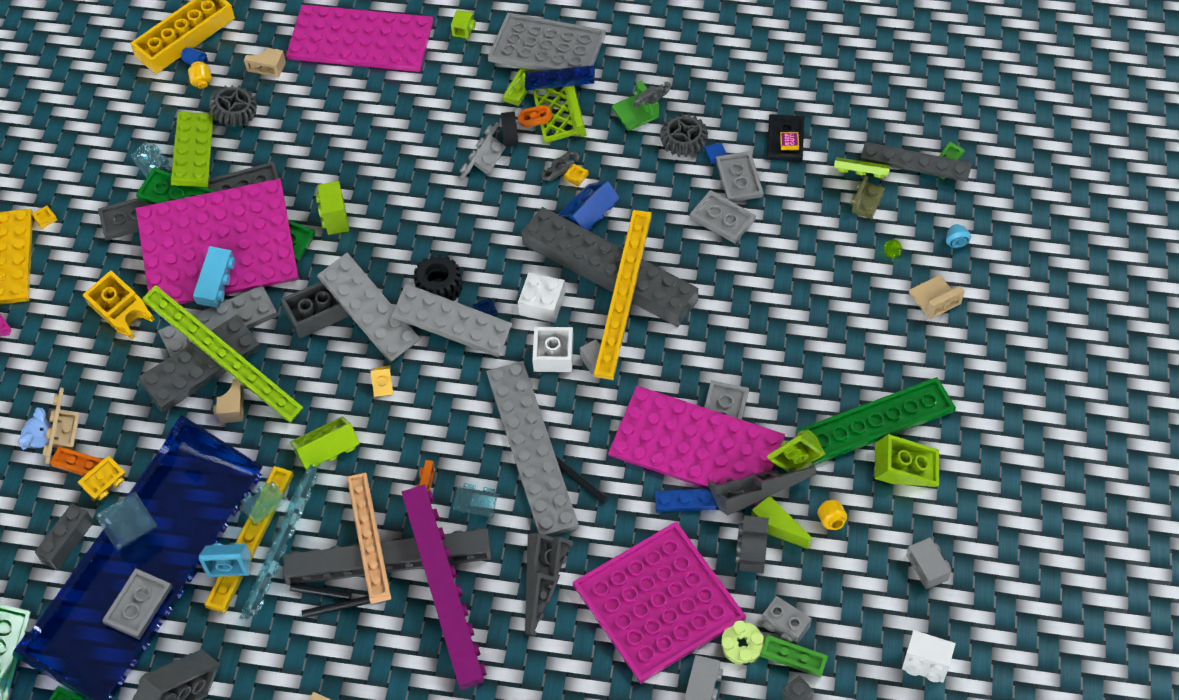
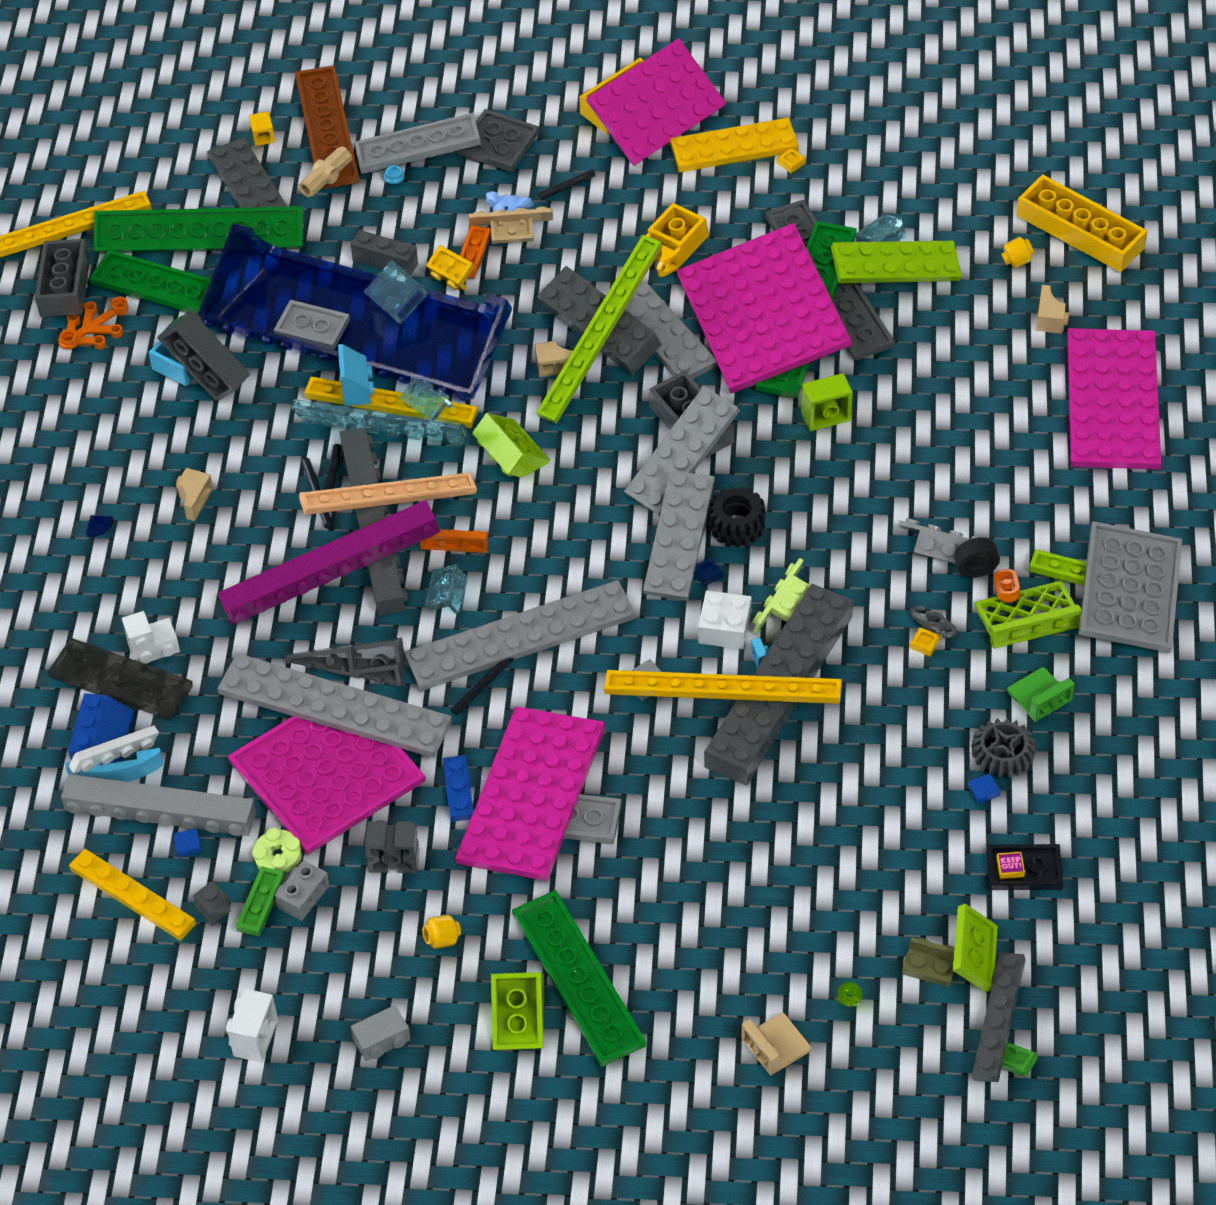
camera: 85 degrees right, 5 degrees down
(17, 386) = (566, 184): none -> black bar
(192, 55) = (1045, 243): blue brick -> none
(214, 277) = (709, 308): medium azure brick -> none
(232, 106) = (983, 285): dark grey gear -> none
(381, 381) = (597, 482): yellow bracket -> none
(462, 24) = (1153, 494): lime brick -> none
(523, 255) = (787, 597): none -> yellowish green bracket
(553, 349) = (648, 635): white brick -> none
(560, 77) = (1067, 599): clear blue plate -> none
(577, 278) = (758, 650): none -> medium azure plate
(590, 204) = (868, 654): blue slope -> none
(595, 592) = (335, 705): none -> light grey plate
(652, 94) = (1043, 691): dark grey piece -> none
(722, 216) = (876, 799): light grey plate -> none
(739, 176) = (944, 814): light grey plate -> none
(743, 492) = (462, 835): dark grey wedge -> none
(781, 523) = (431, 874): lime slope -> none
(797, 452) = (514, 881): lime slope -> none
(957, 236) = (877, 1067): medium azure cone -> none

